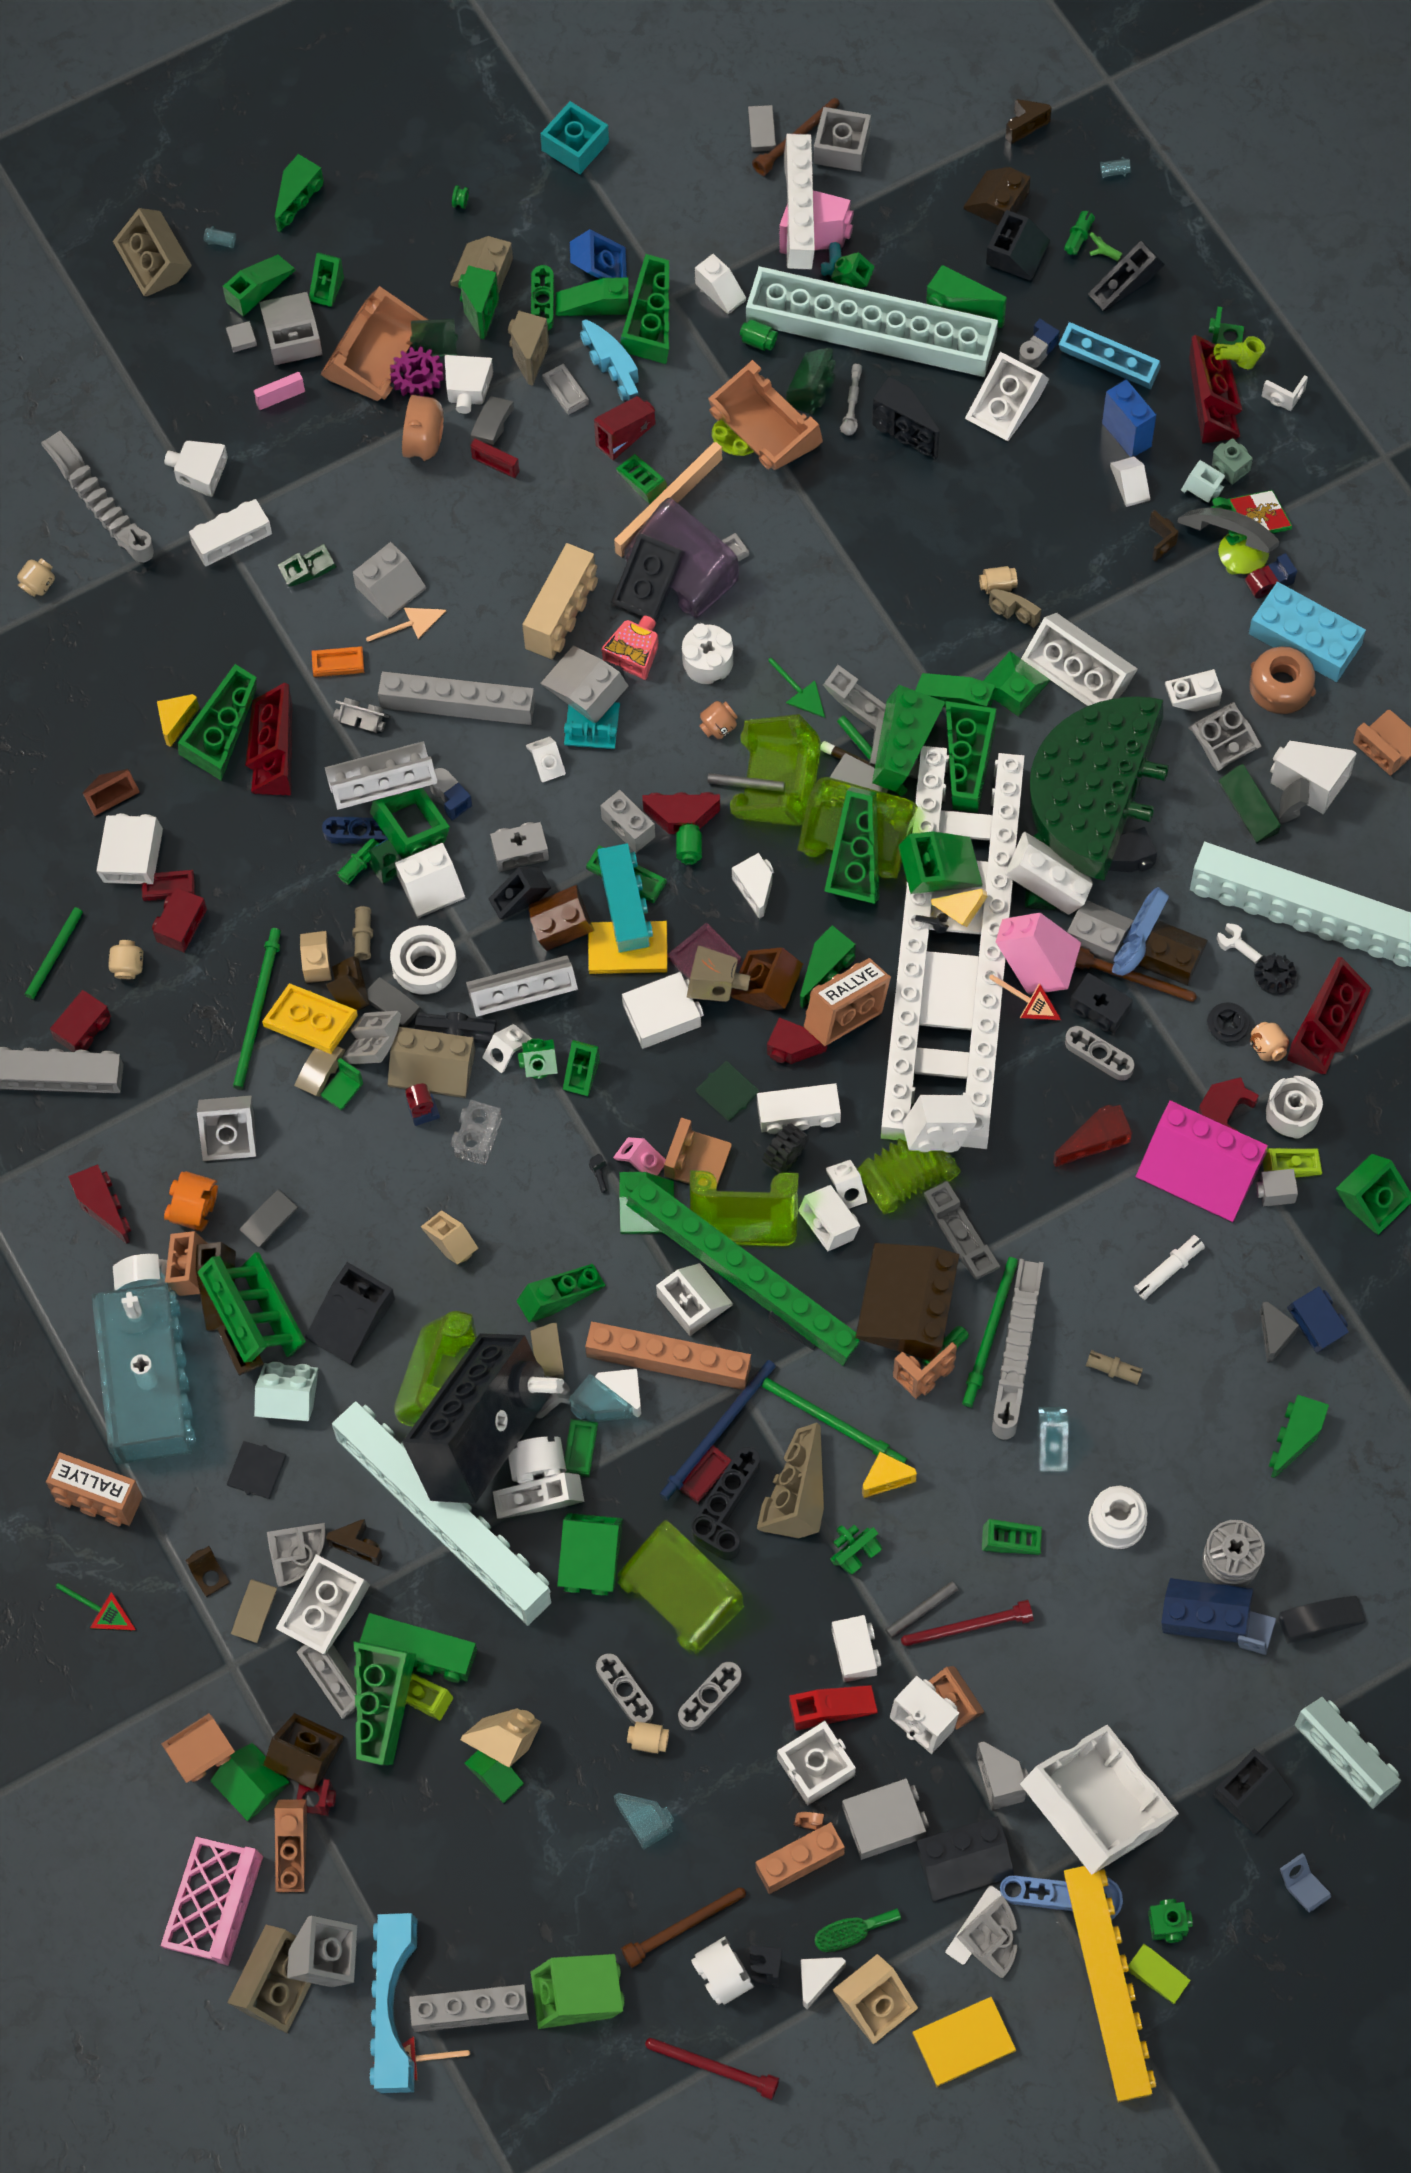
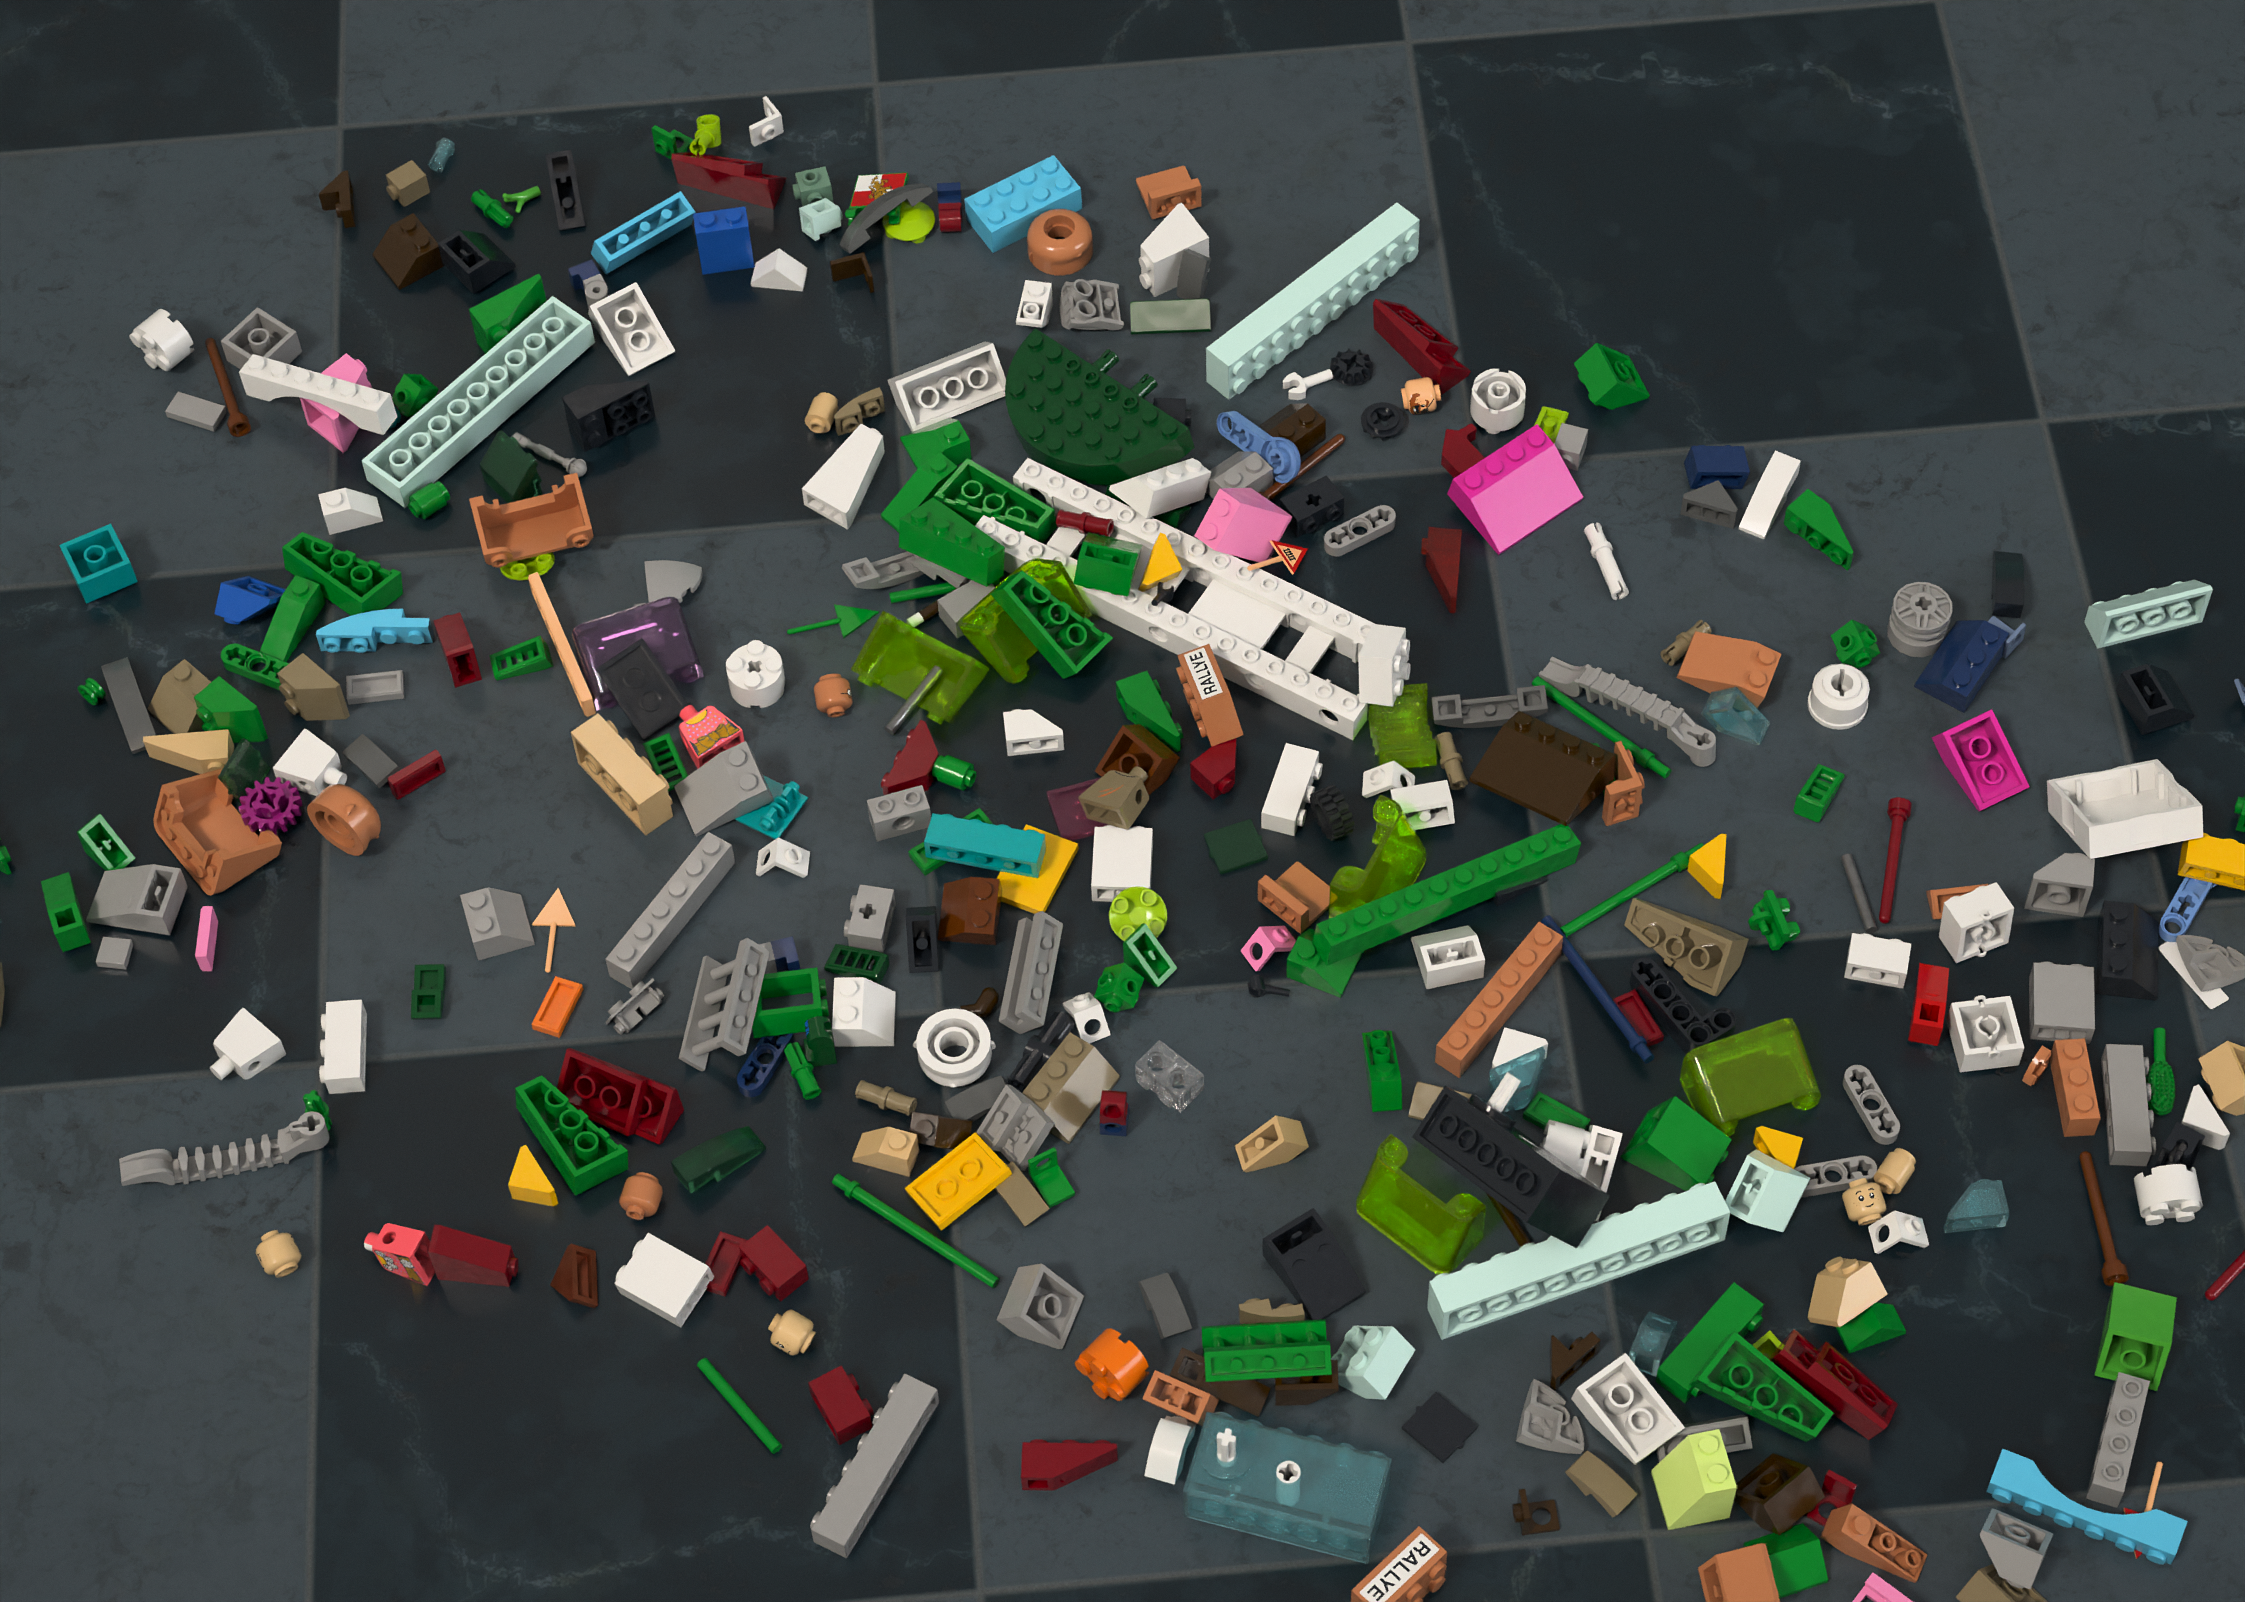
camera: 65 degrees left, 10 degrees down
(71, 651) = (402, 1252): none -> coral torso
(86, 707) = (471, 1258): none -> dark red slope
(160, 541) = (314, 1103): none -> green axle
(195, 799) = (641, 1195): none -> nougat head
(253, 836) = (717, 1157): none -> clear green slope
(281, 1684) = (1695, 1481): none -> yellowish green slope
(293, 1293) = (1260, 1311): none -> dark tan slope
(401, 1601) = (1652, 1342): none -> clear light blue slope
(420, 1758) = (1835, 1384): none -> dark red slope
(441, 297) = (192, 751): none -> tan slope
(462, 226) = (128, 703): none -> dark grey slope
(475, 874) = (877, 959): none -> dark green slope
(481, 967) = (984, 1004): none -> dark brown arm
(571, 1635) = (1766, 1192): none -> light aqua slope
(594, 1764) = (1901, 1228): none -> white bracket
(598, 613) = (659, 745): none -> green slope
(606, 1722) = (1864, 1202): none -> tan head
(618, 1043) = (1135, 907): none -> lime dish
(622, 1639) = (1778, 1145): none -> yellow slope
(768, 547) = (671, 579): none -> light grey brick
(805, 1908) = (2127, 1105): none -> light grey brick
(807, 67) = (162, 340): none -> white brick
(892, 1223) = (1451, 761): none -> dark tan pin
(943, 628) = (845, 477): none -> white slope
(978, 829) = (1085, 522): none -> dark red pin
(1068, 158) = (407, 183): none -> dark tan brick
(1097, 1411) = (1729, 662): none -> nougat slope
(1109, 1662) = (1981, 760): none -> dark pink slope
(1179, 1510) = (1855, 644): none -> green brick
(1312, 1377) = (1770, 494): none -> white slope

